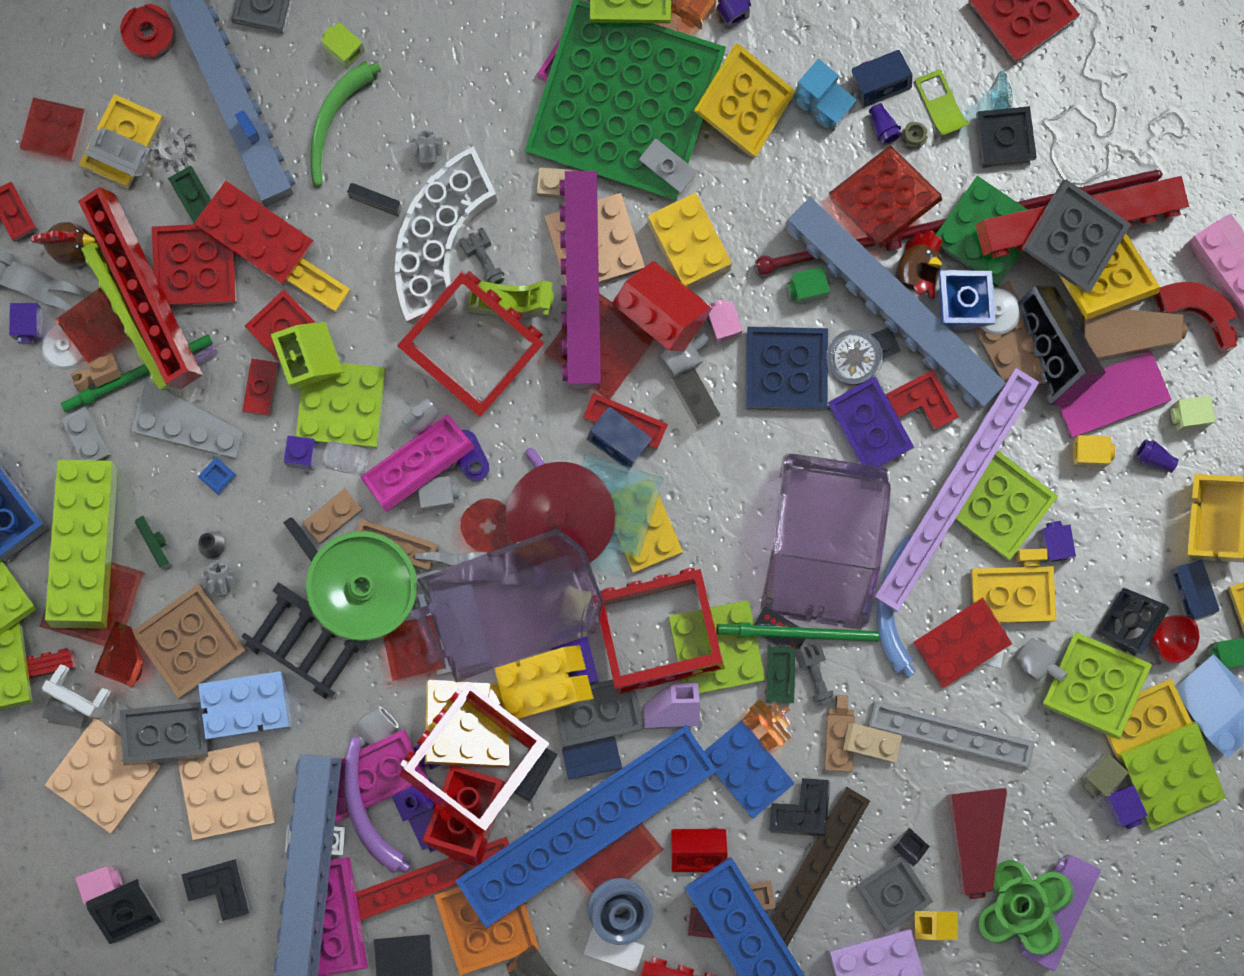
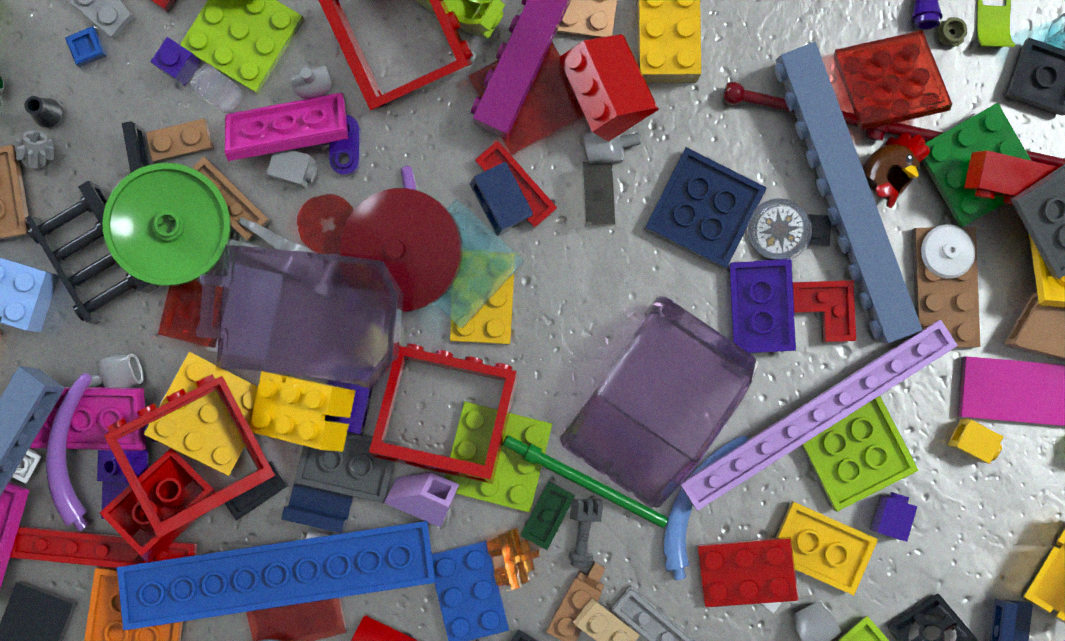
camera: 30 degrees right, 5 degrees up
(724, 321) = (664, 130): bright pink brick -> none
(770, 618) = (566, 455): black sticker -> none
(808, 285) = (768, 134): green brick -> none
(966, 299) = (925, 225): blue slope -> none
(1031, 557) = (860, 519): yellow plate -> none
(1060, 345) = (998, 318): black wedge -> none
(1155, 455) = (1038, 476): dark purple cone -> none

